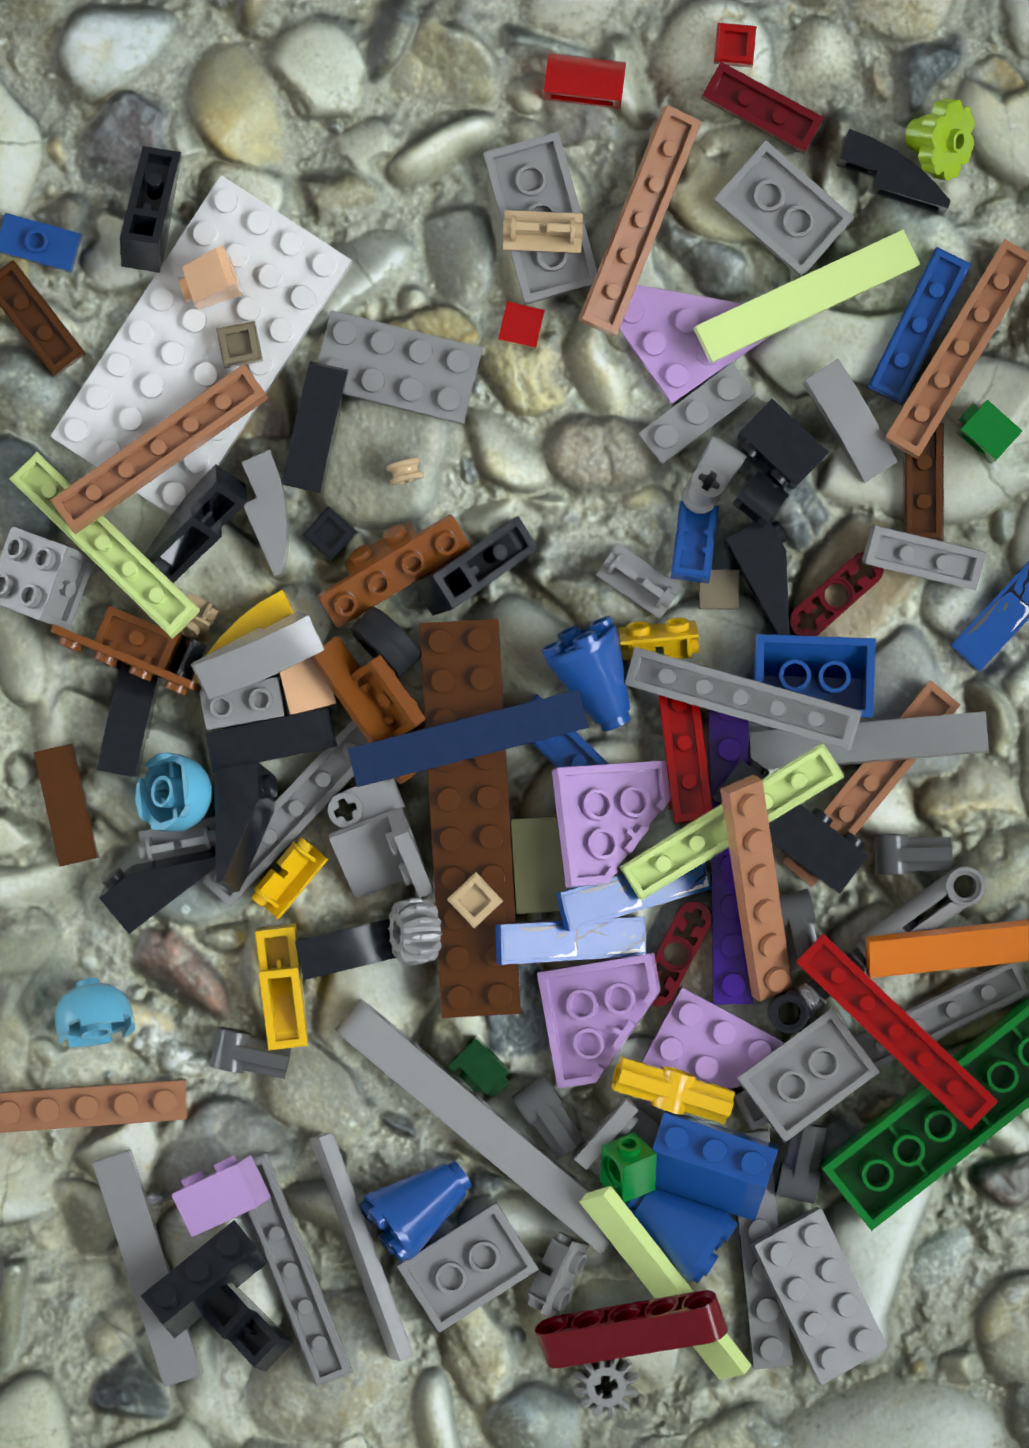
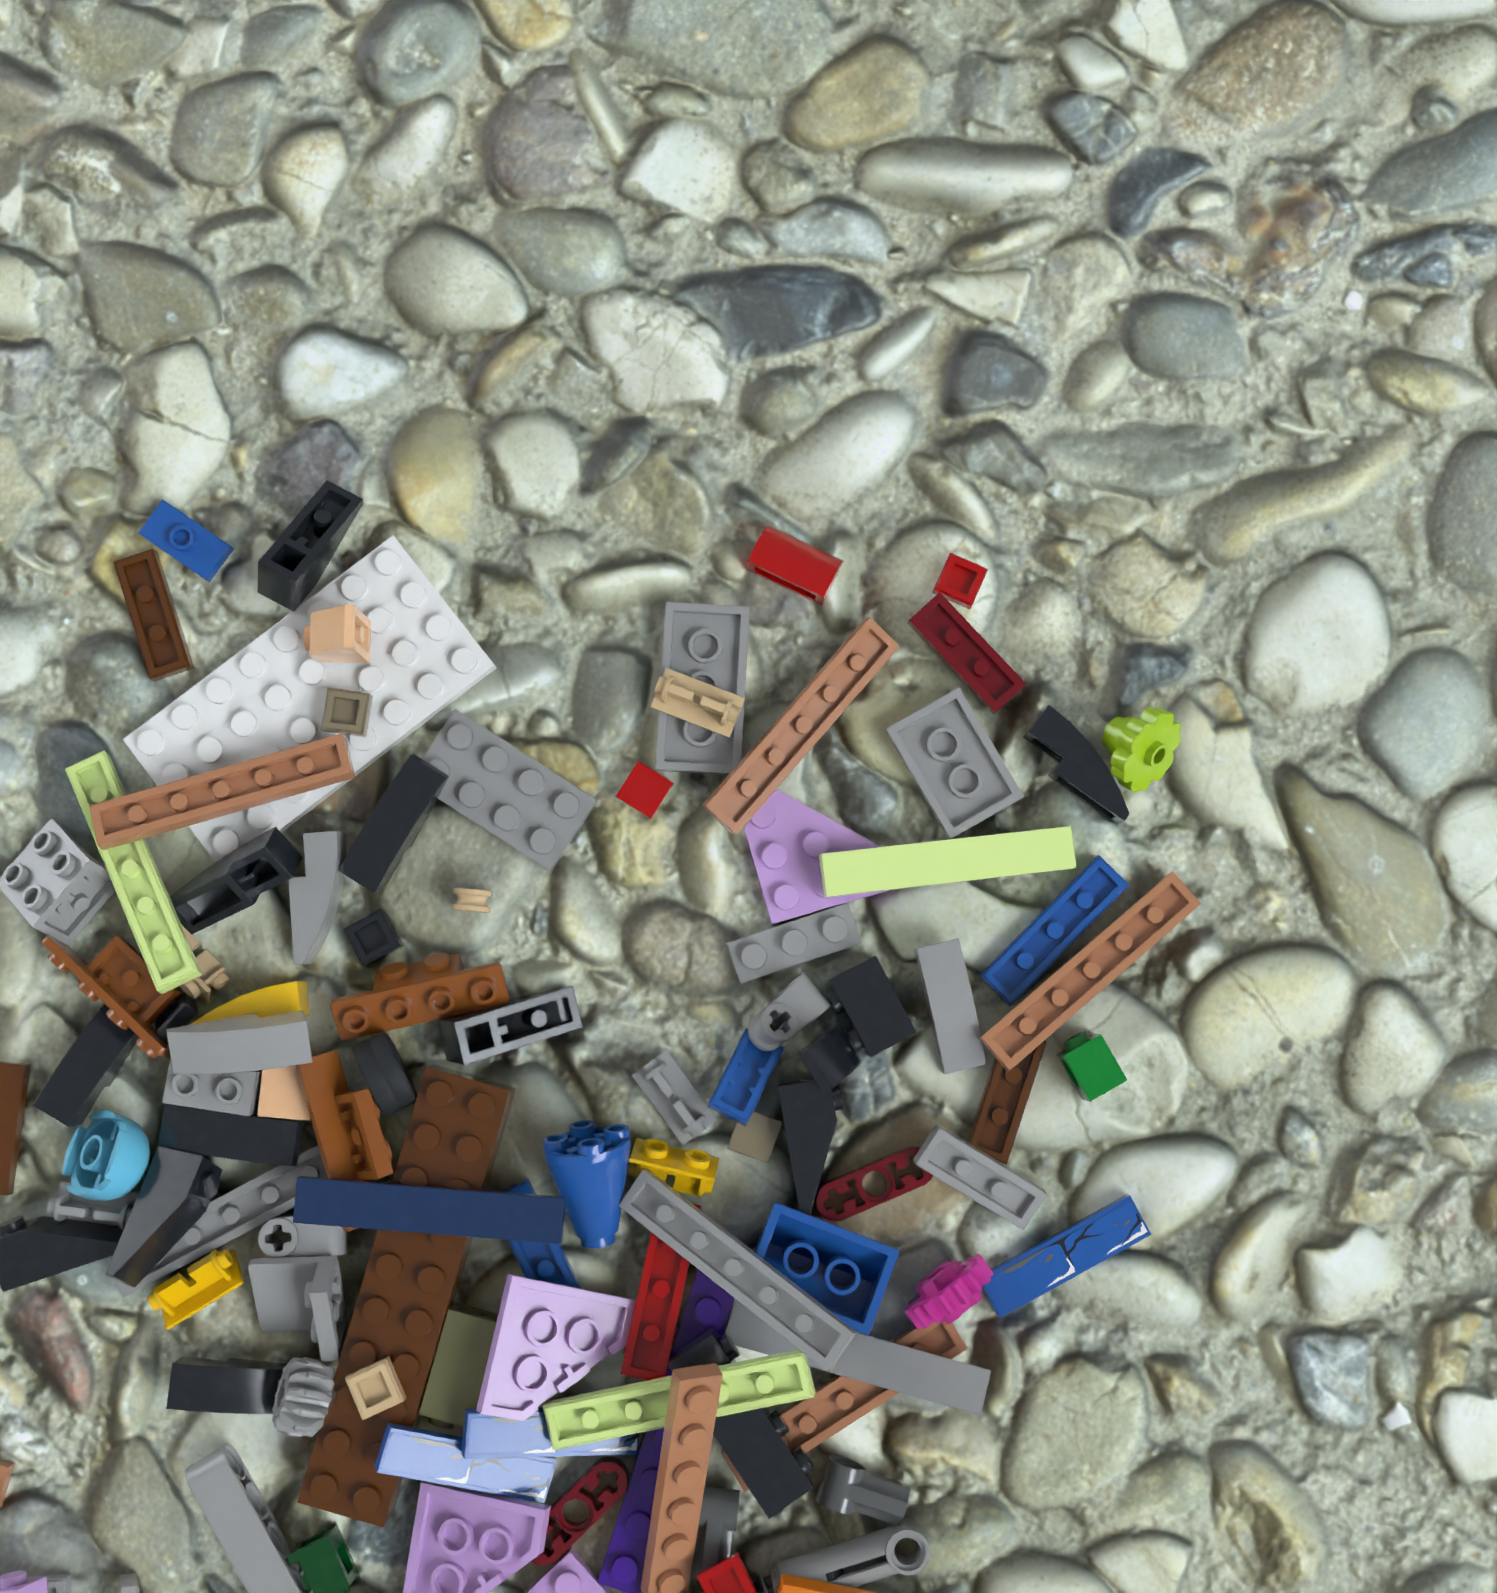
camera: 20 degrees right, 5 degrees down
(240, 1052) = (80, 1459): dark grey piece -> none
(281, 986) = (142, 1403): yellow slope -> none
(928, 660) = (948, 1291): none -> dark pink gear

